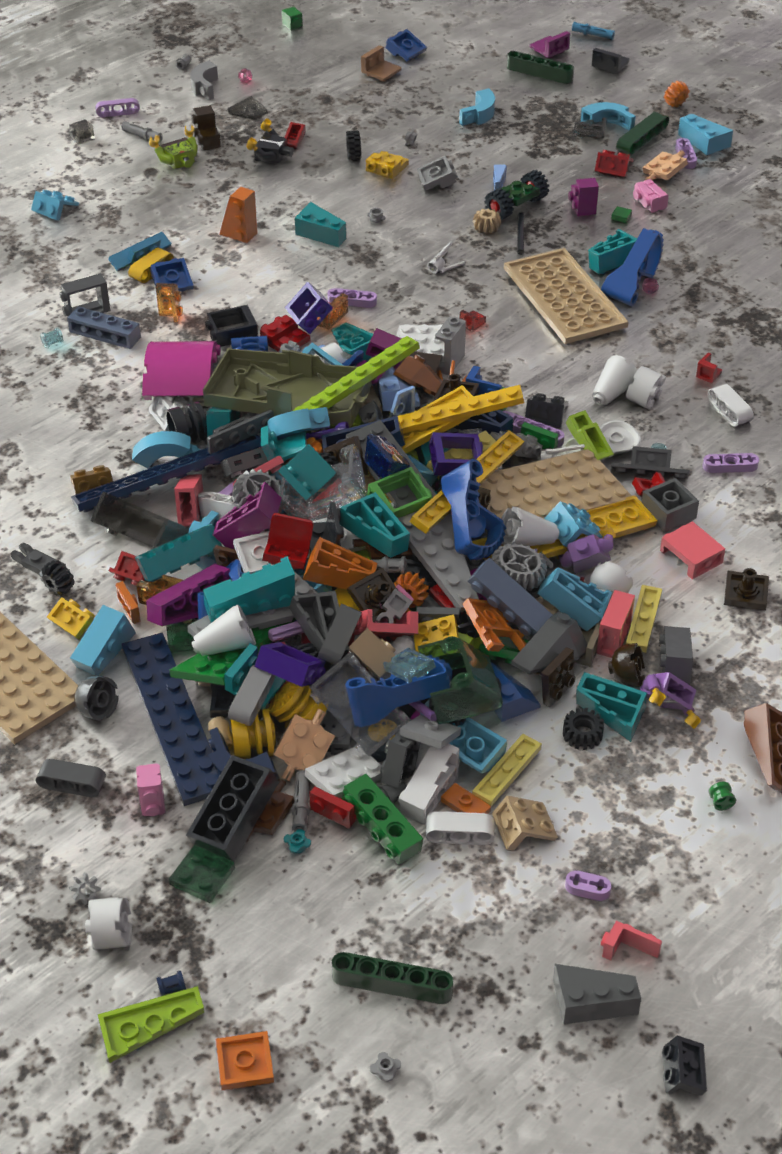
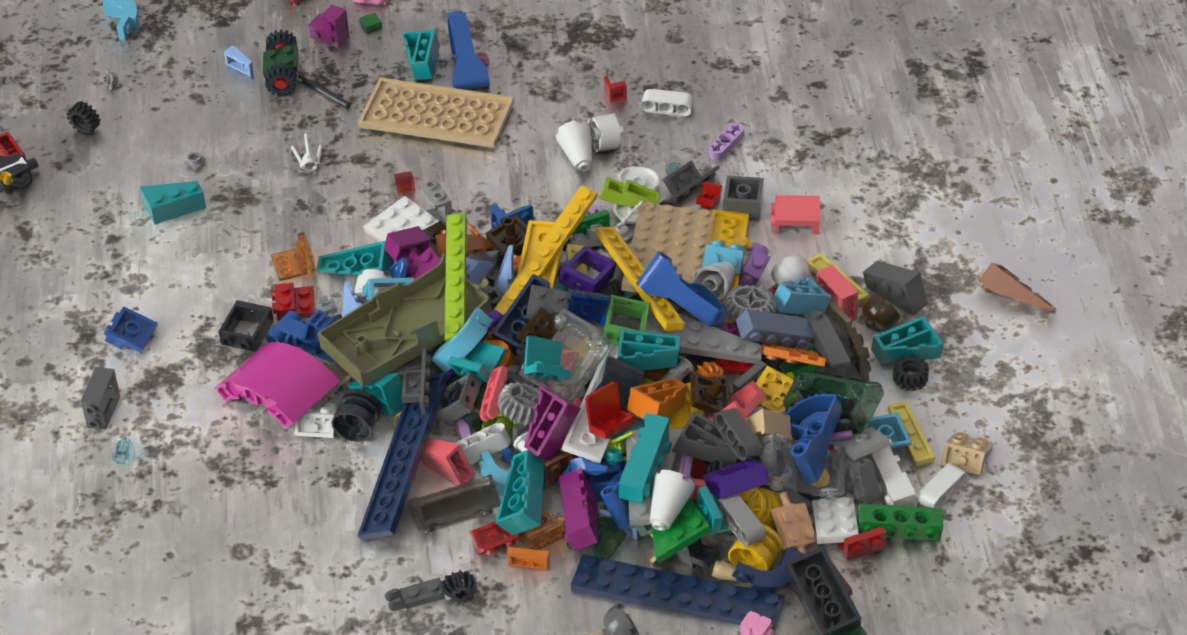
camera: 50 degrees left, 0 degrees up
(70, 617) = (510, 602): yellow bracket -> none
(91, 479) = (349, 512): pearl gold bracket -> none
(102, 641) = (563, 592): medium azure wedge -> none
(104, 327) = (150, 409): sand blue brick -> none
(135, 252) = (63, 332): dark azure bracket -> none
(142, 268) = (93, 336): yellow beam -> none
(160, 445) = (365, 445): medium azure arch -> none
(169, 300) = (172, 346): clear orange bracket -> none
(240, 216) = (108, 241): orange wedge -> none
(297, 846) = (872, 582): teal plate -> none
(300, 809) = (856, 571): light grey pin -> none
(303, 302) = (277, 262): dark purple window -> none
(361, 298) = (280, 241): lavender beam -> none
(386, 164) = (128, 115): yellow plate -> none
(394, 606) = (734, 391): light grey plate -> none
(404, 975) = (1040, 593): dark green beam -> none
(409, 665) = (808, 411): clear light blue plate -> none
(437, 172) = (186, 92): light grey plate -> none
(464, 801) = (921, 472): orange plate -> none
(487, 221) = (288, 100): tan gear -> none
(546, 410) = (557, 198): black bracket -> none
(588, 885) = (1046, 449): lavender beam -> none
(594, 994) = (1140, 498): dark grey wedge -> none
(630, 936) = (1107, 455): coral bracket -> none
(672, 693) = (930, 305): medium lavender torso -> none
(722, 796) = (1036, 339): green wheel -> none
(748, 586) = (863, 208): dark brown plate -> none

